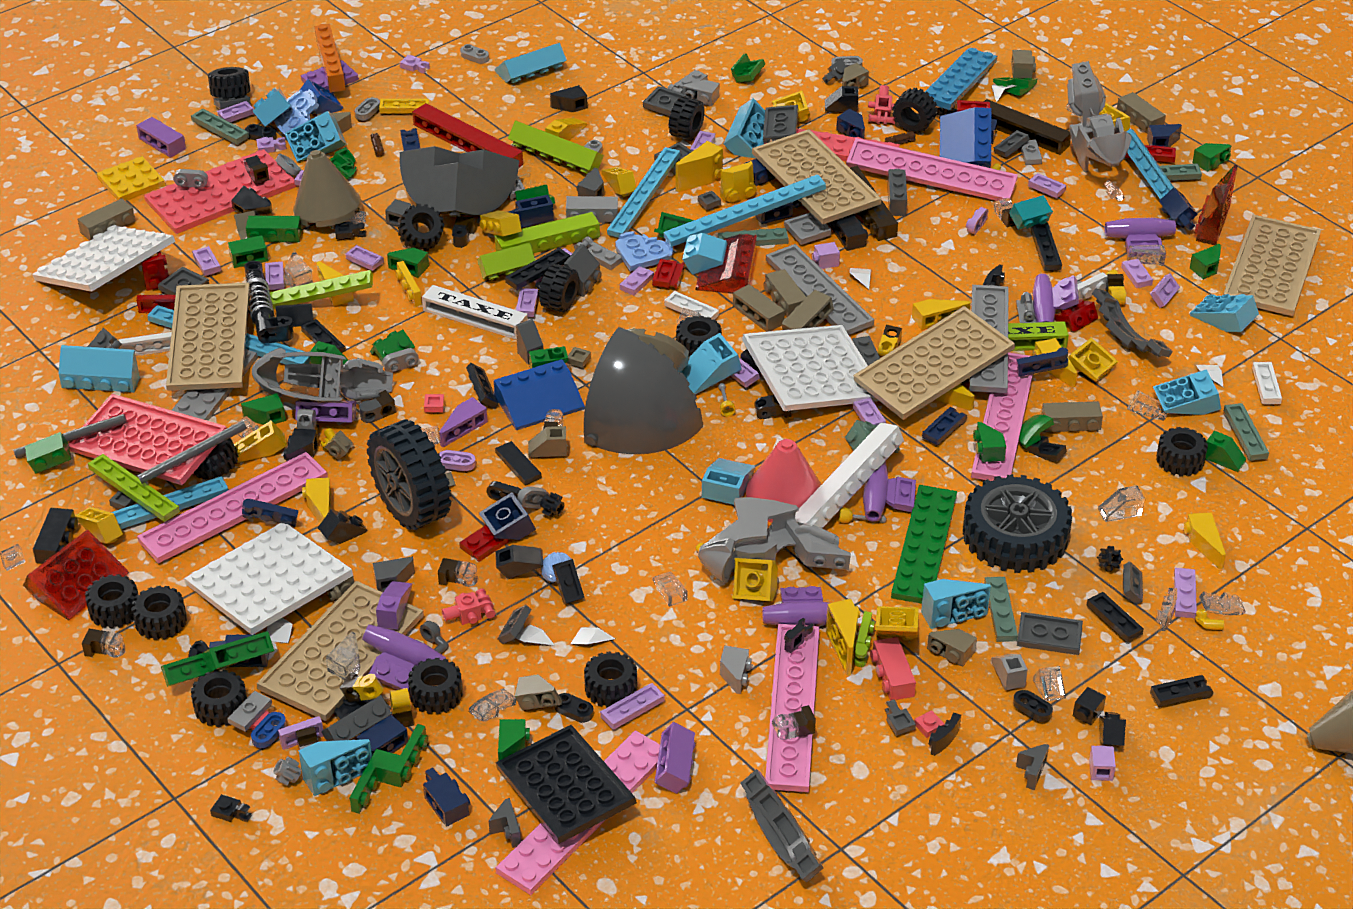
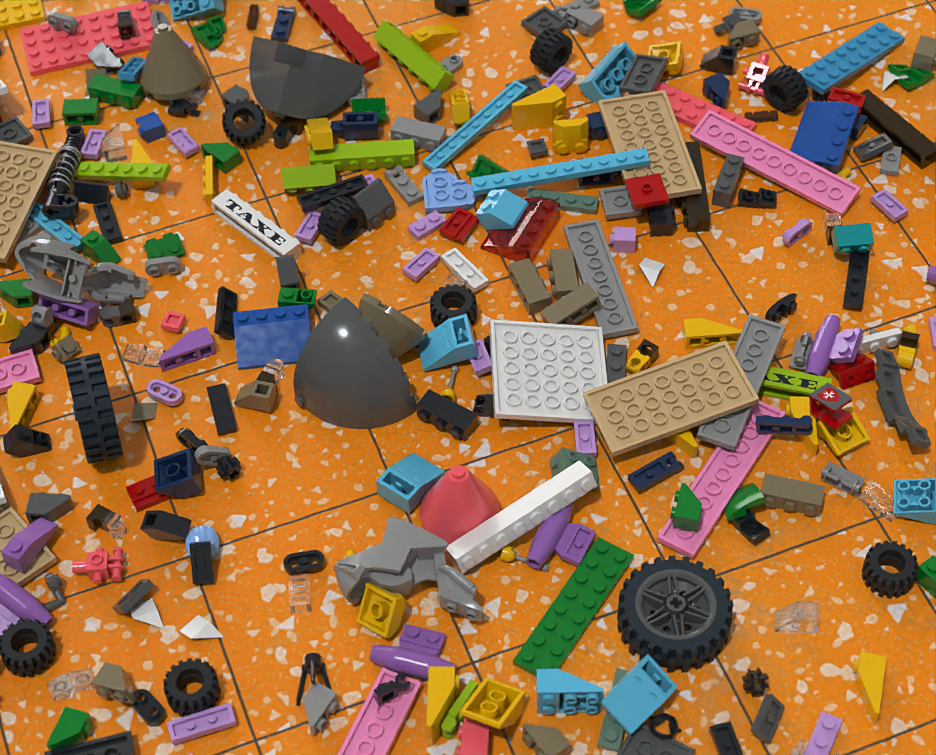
camera: 20 degrees right, 10 degrees up
(283, 206) = (131, 69): none -> dark azure plate
(324, 307) = (121, 190): none -> dark grey plate
(325, 250) = (150, 127): none -> blue brick
(648, 311) = (421, 264): none -> lavender plate
(661, 562) = (304, 562): none -> black plate
(712, 638) = (313, 667): none -> black plant
(735, 421) = (447, 415): none -> black brick
(834, 208) = (646, 191): none -> red plate
(932, 202) = (761, 199): none -> black slope
(1018, 586) = (638, 694): none -> medium azure slope
(1053, 608) = (660, 718): none -> black piece
(1078, 329) = (830, 406): none -> piece
(1108, 396) = (842, 478): none -> light grey hinge

